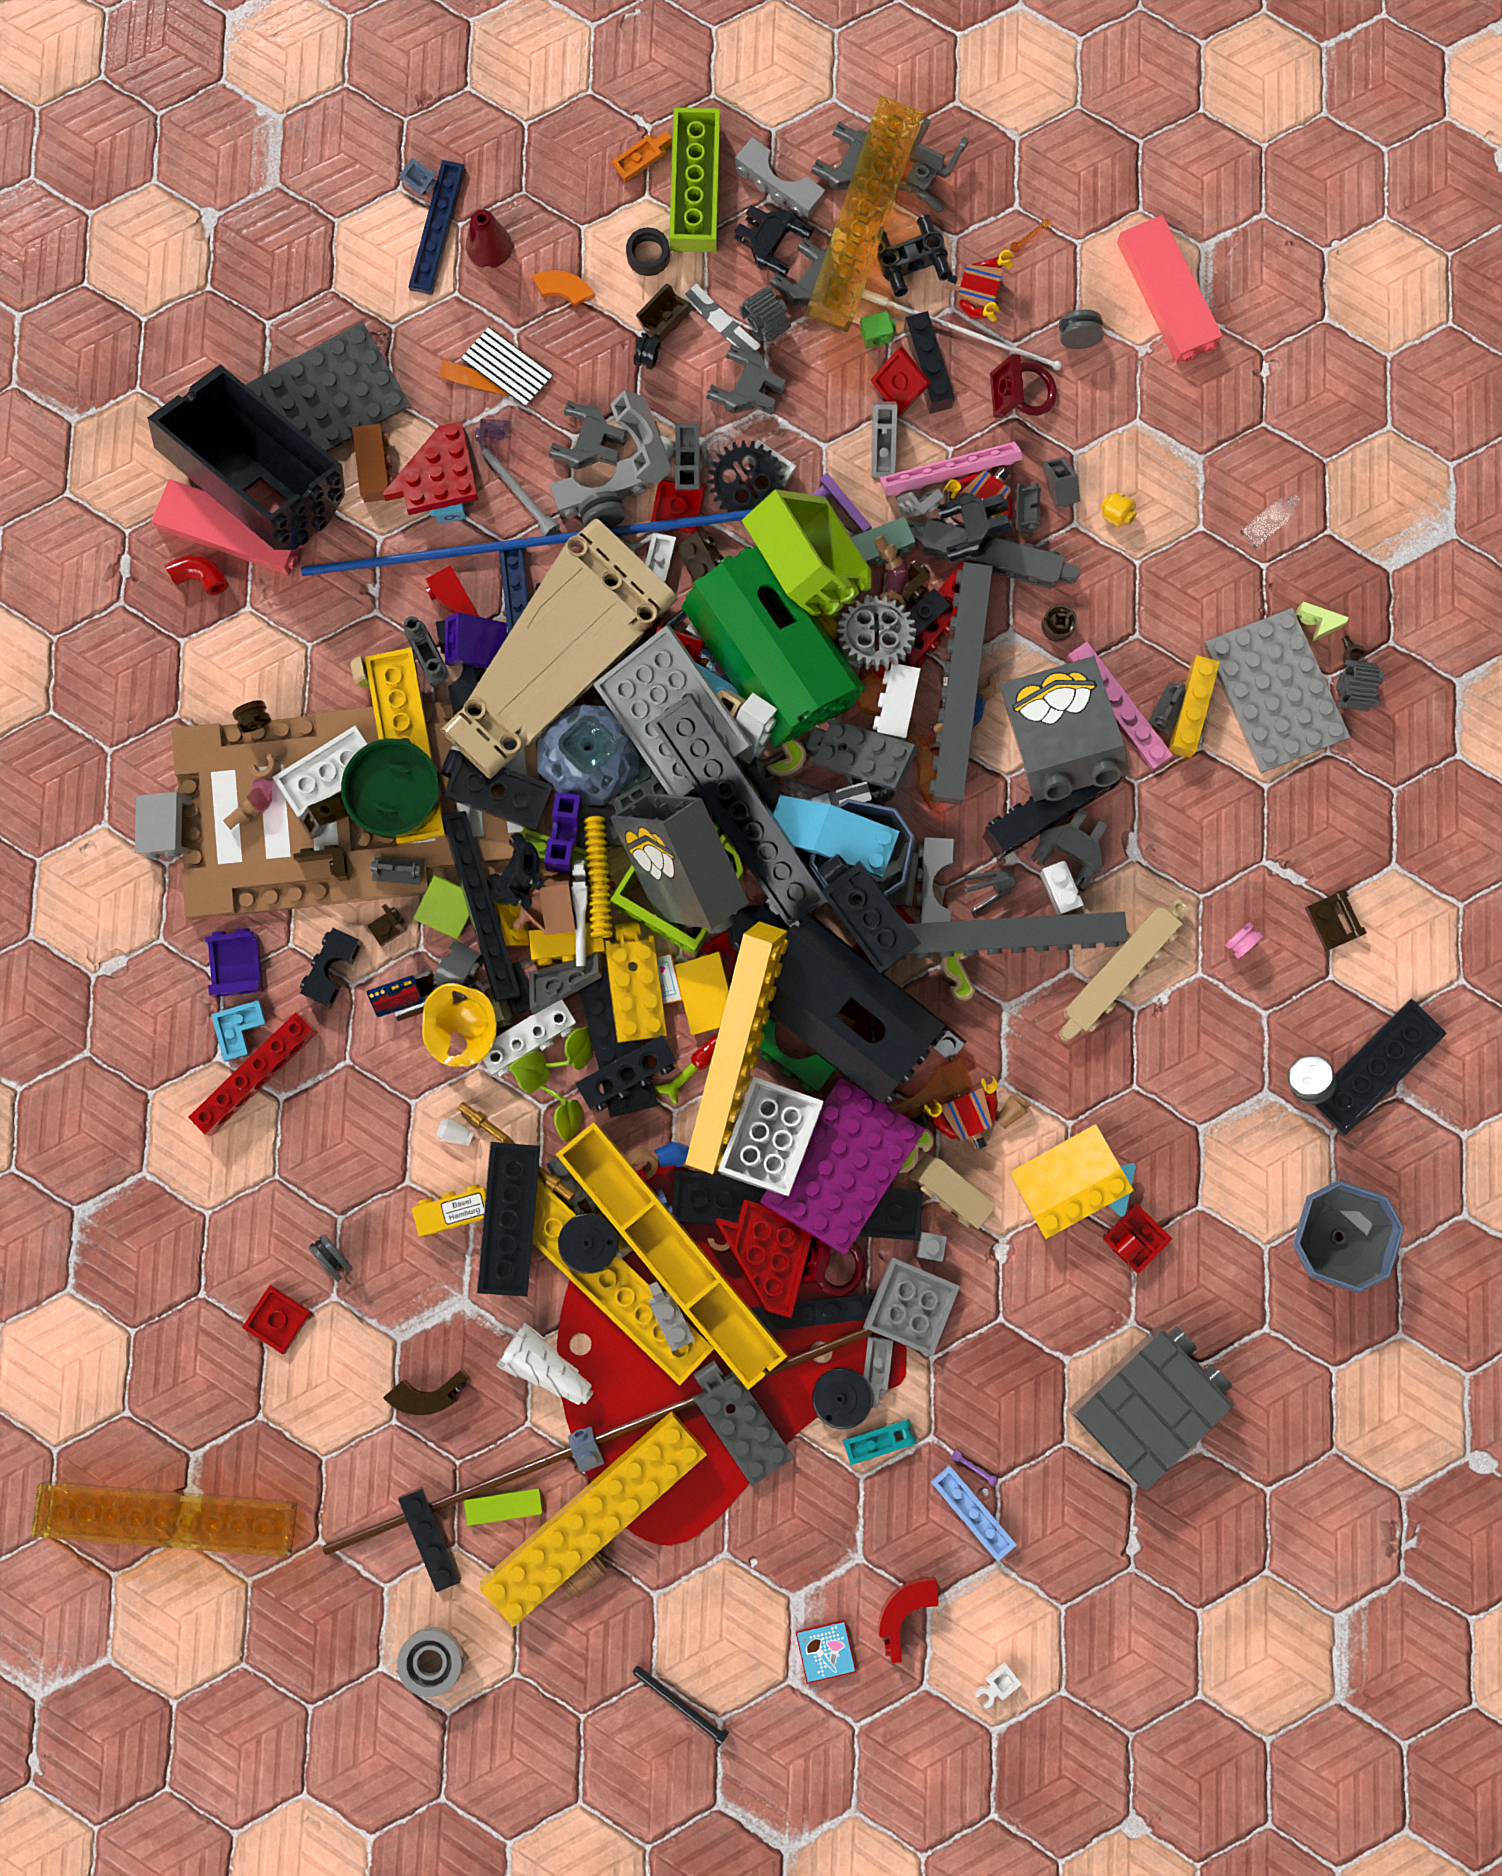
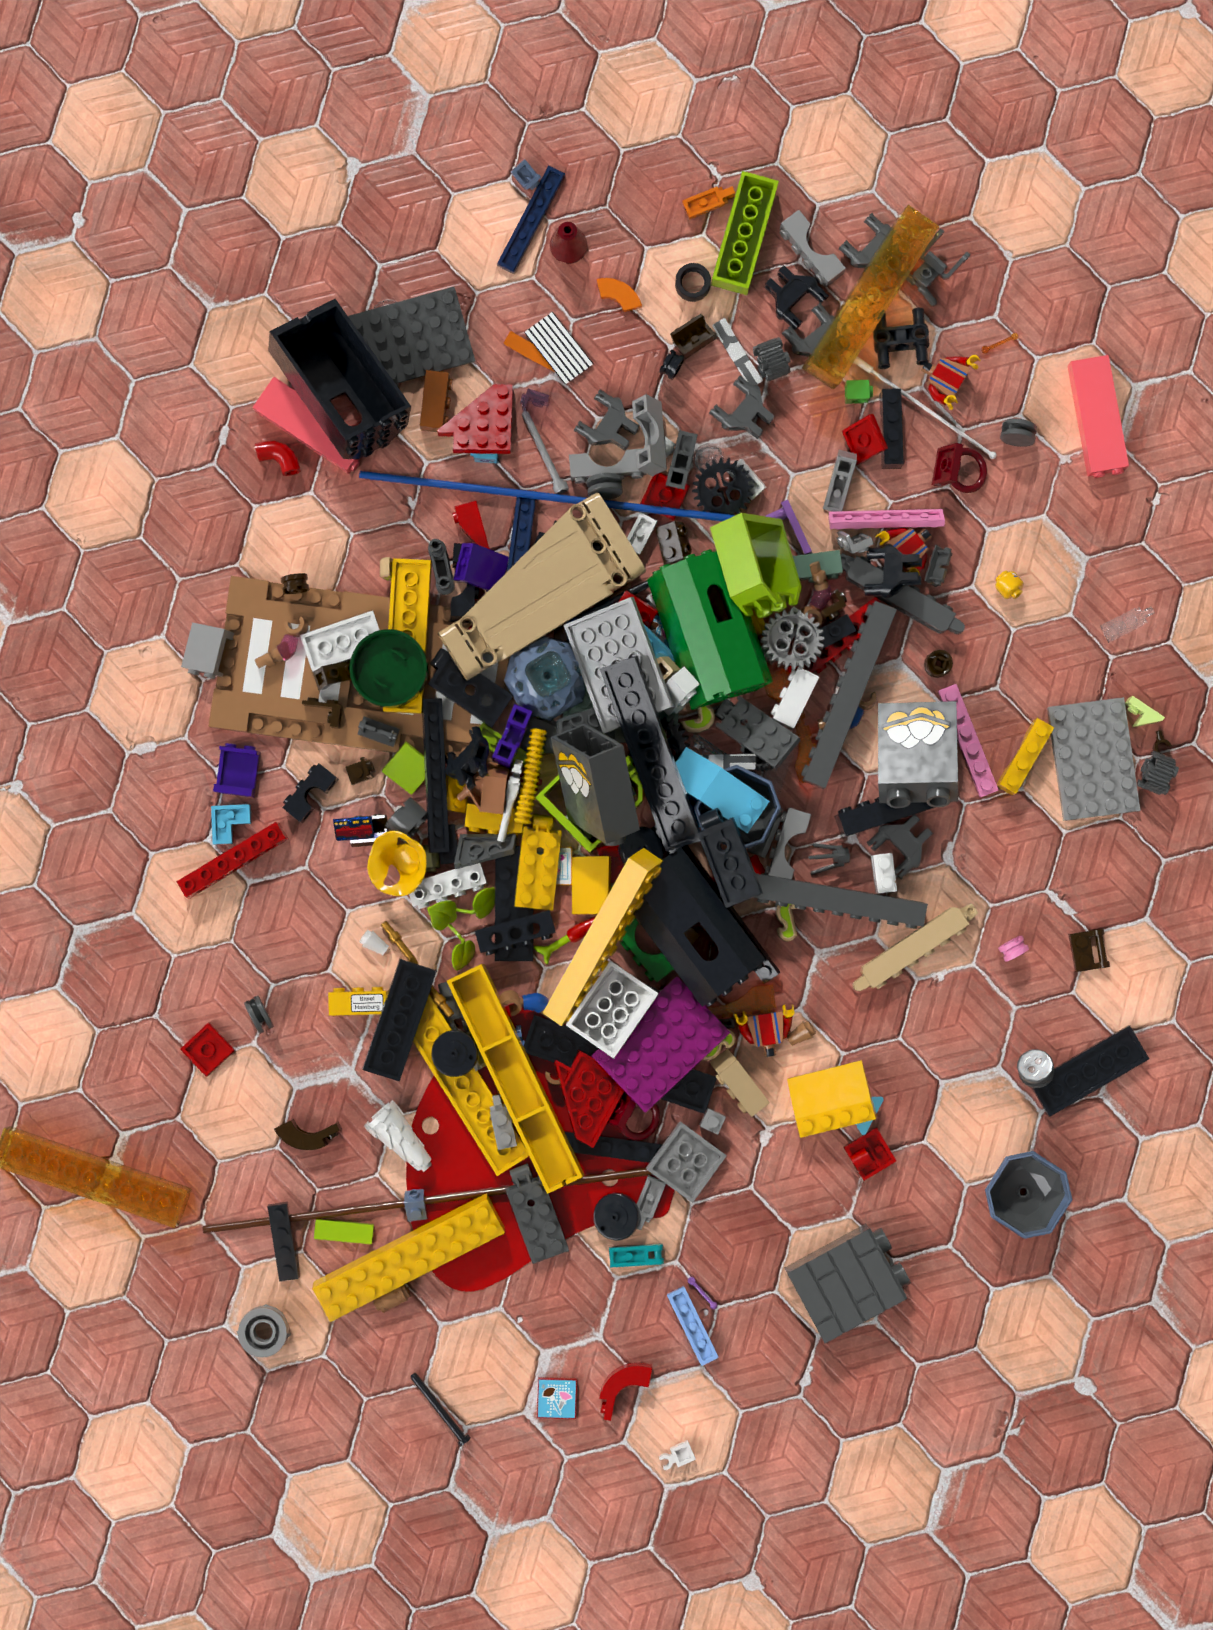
camera: 15 degrees right, 5 degrees up
(1061, 482) = (970, 551): dark grey slope -> none
(1168, 707) = (1005, 751): dark grey hinge -> none

